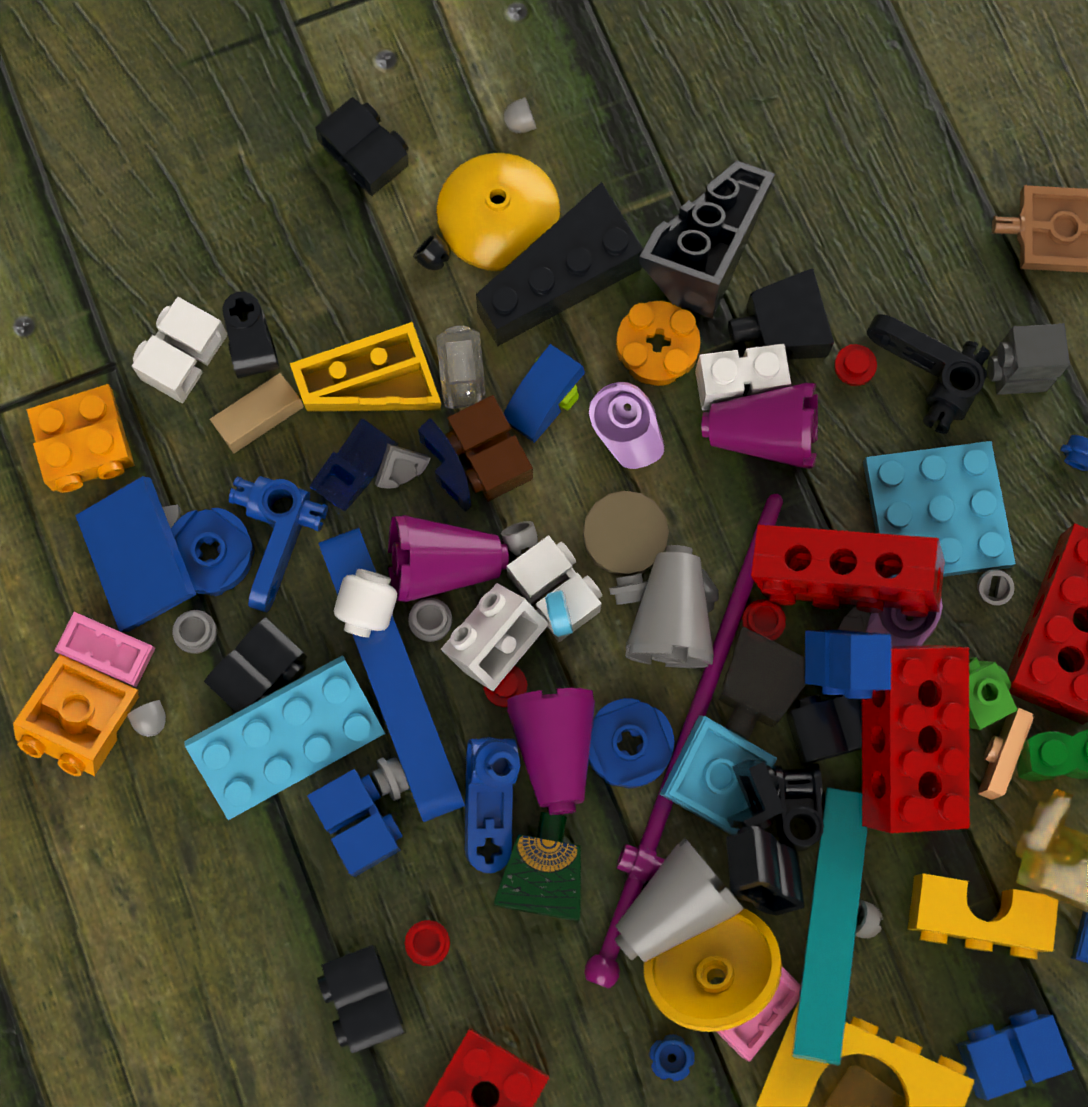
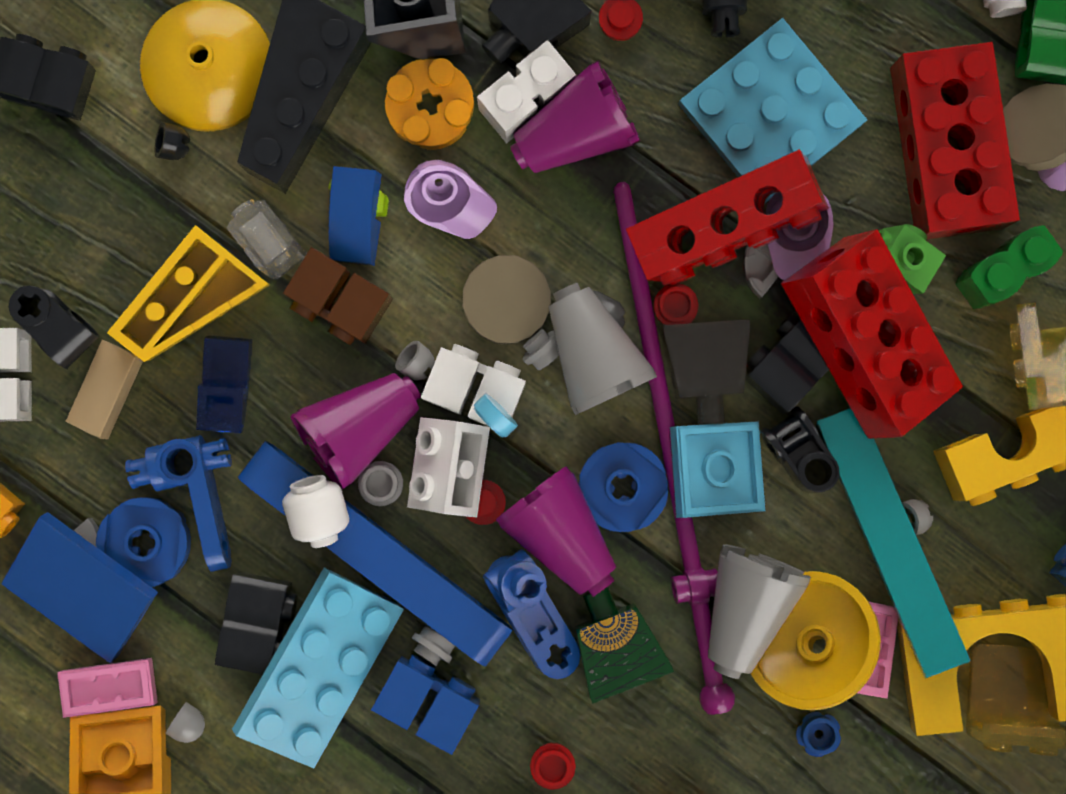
camera: 35 degrees left, 10 degrees up
(194, 631) = (177, 622): light grey plate -> none
(400, 466) = (267, 361): light grey tile -> none
(450, 473) = (316, 341): clear blue slope -> none
(759, 789) = (762, 462): black bracket -> none
(764, 871) = (808, 532): black brick -> none
(848, 662) = (778, 306): blue piece -> none
(1004, 587) = (869, 148): light grey hinge -> none
(1004, 753) = (953, 299): light nougat plate -> none

